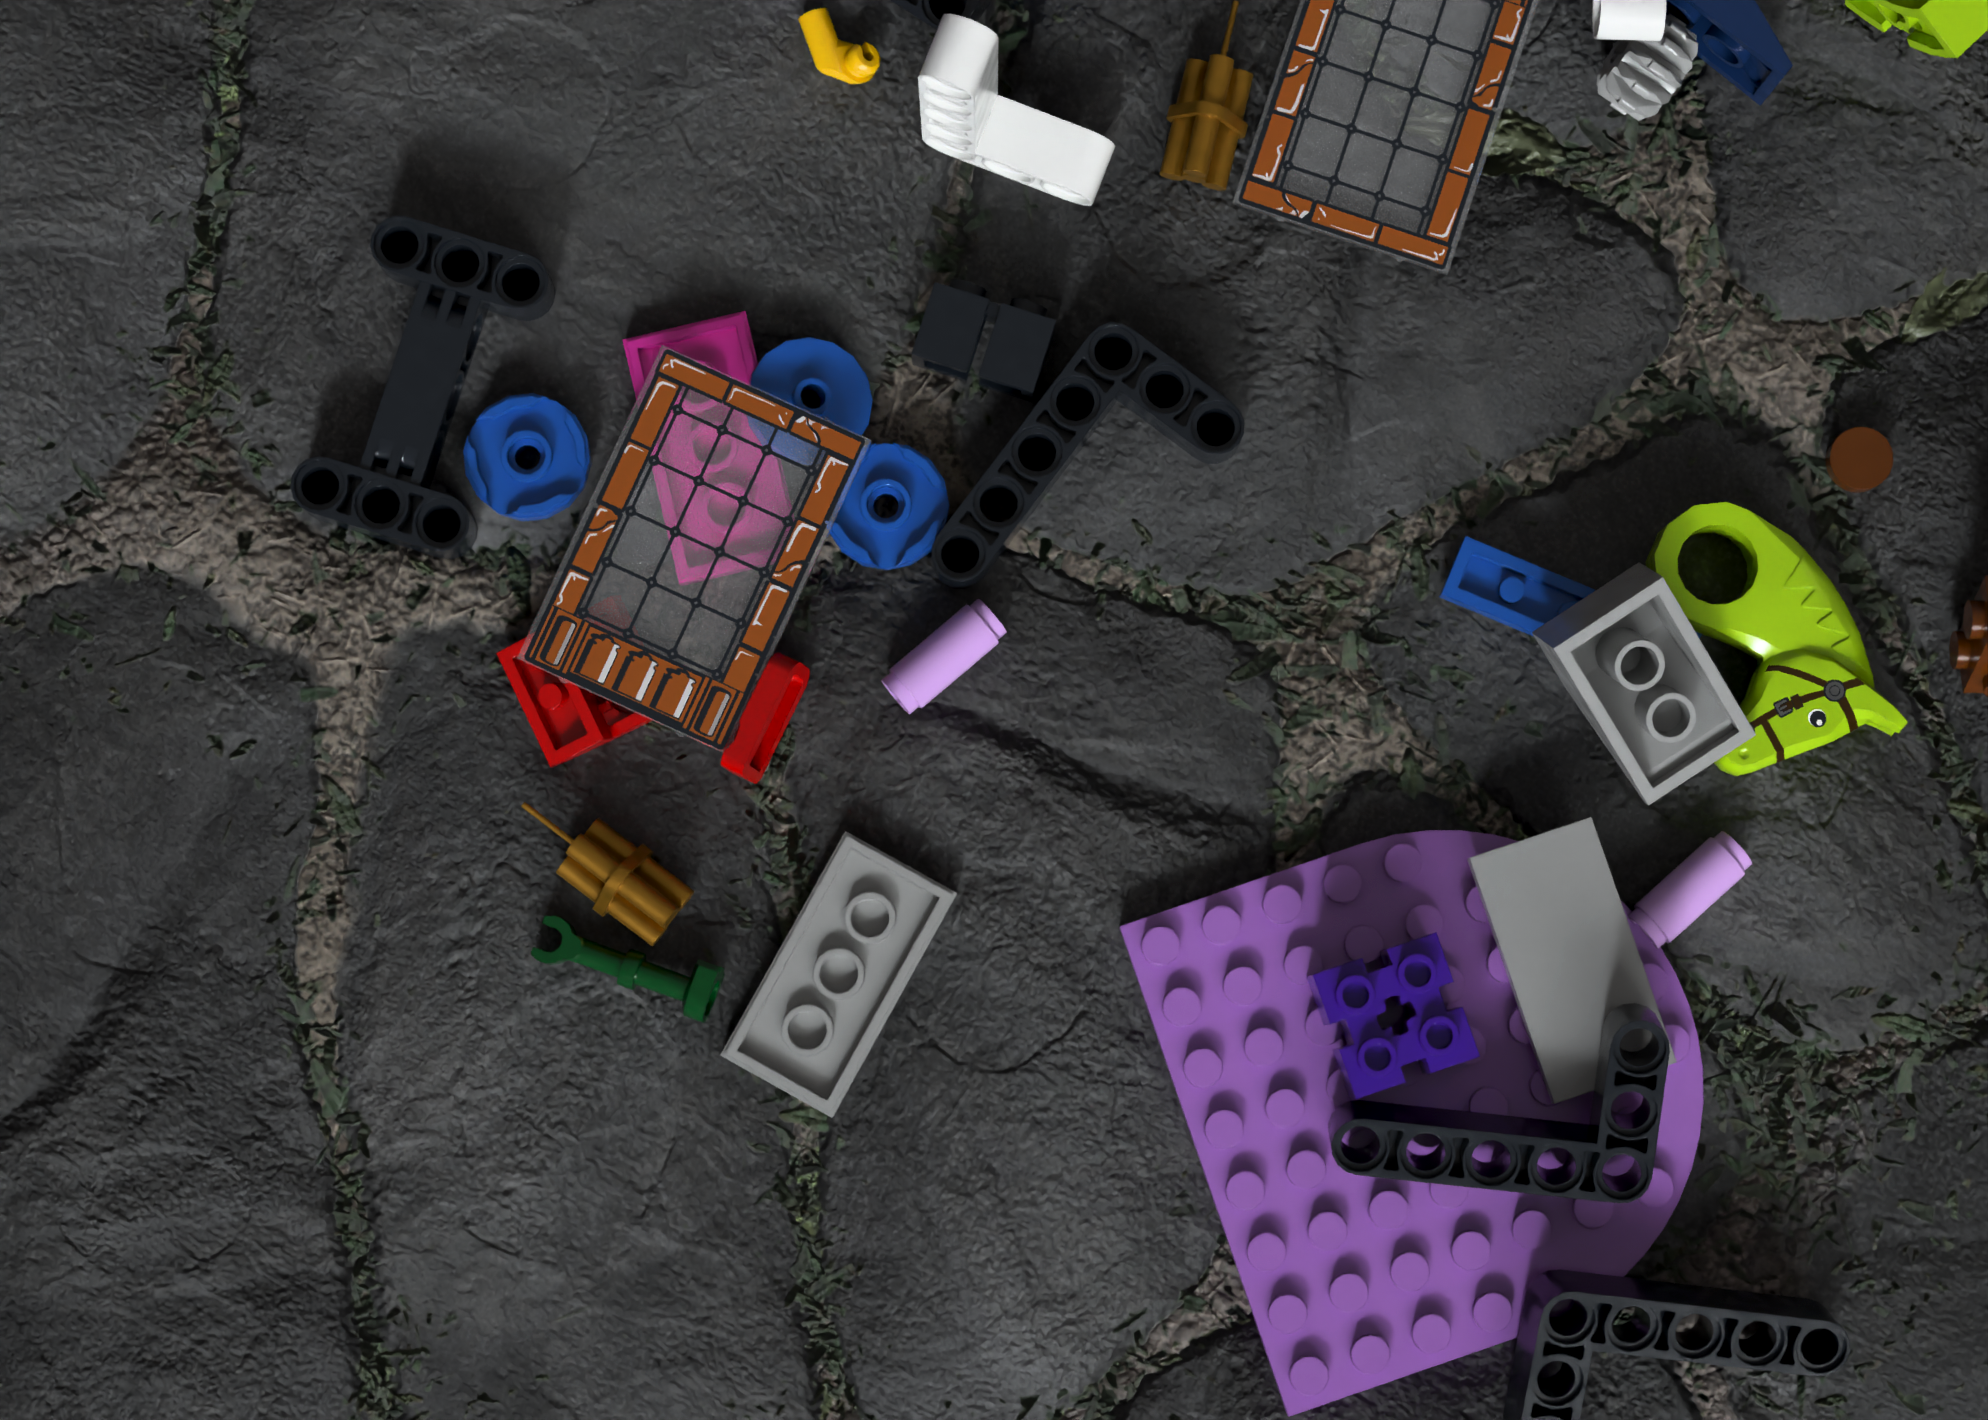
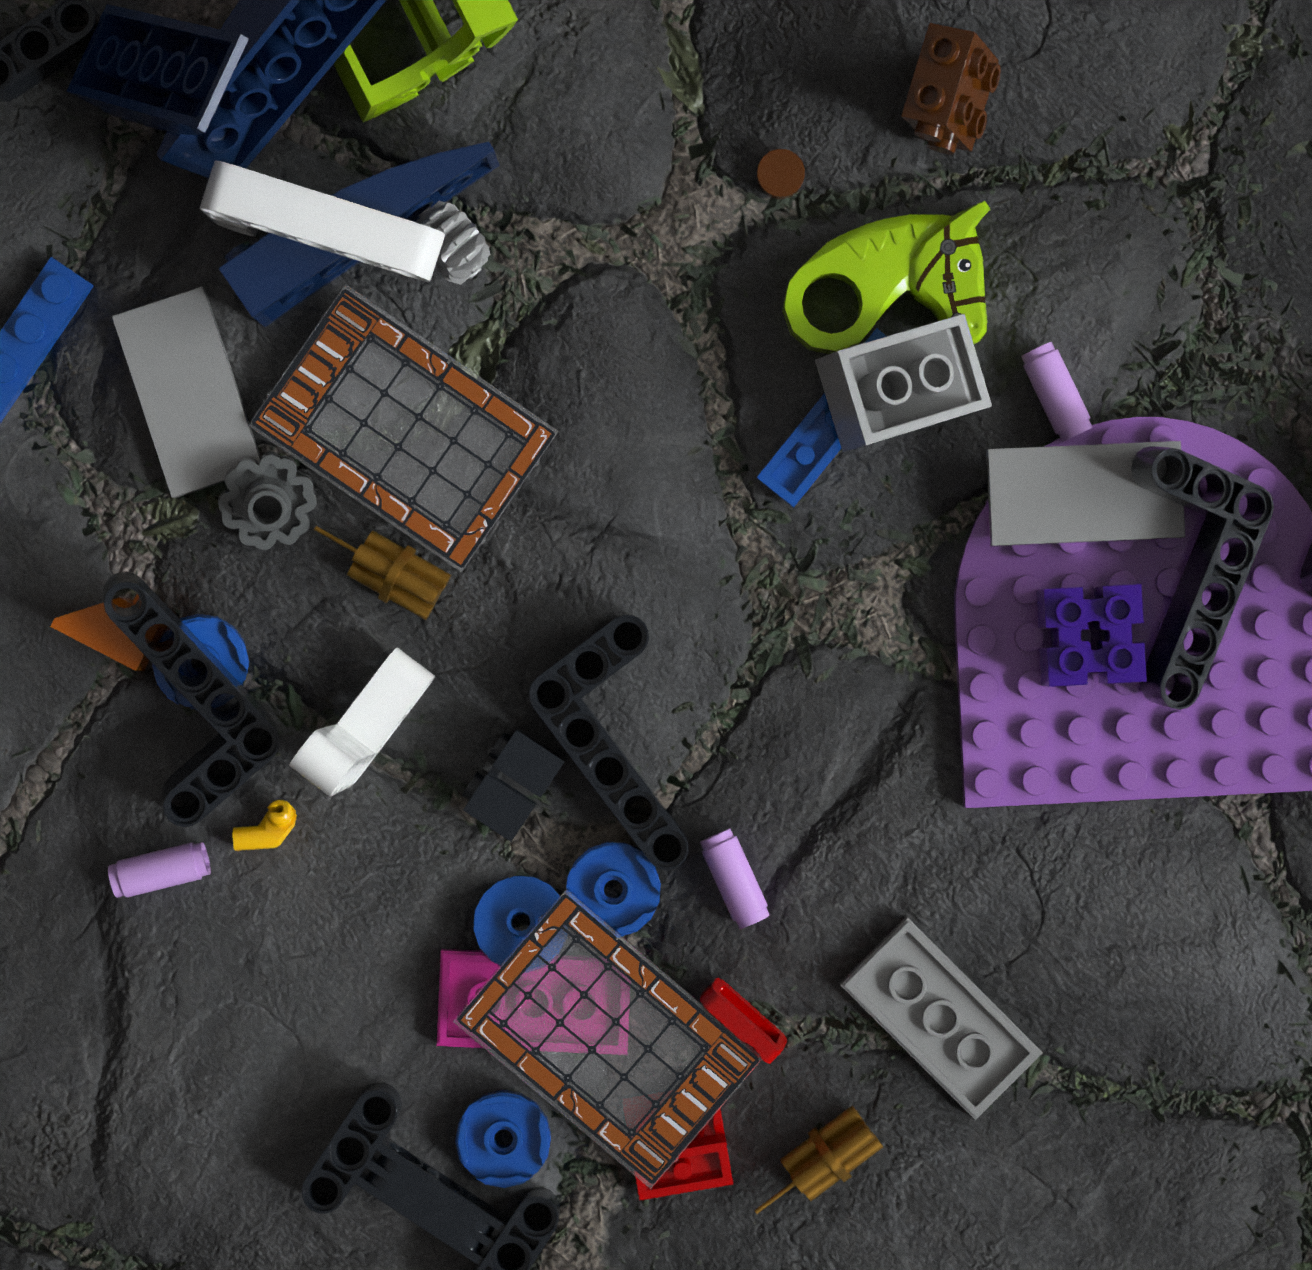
camera: 70 degrees left, 5 degrees up
(632, 969) = (925, 1125): dark green piece -> none

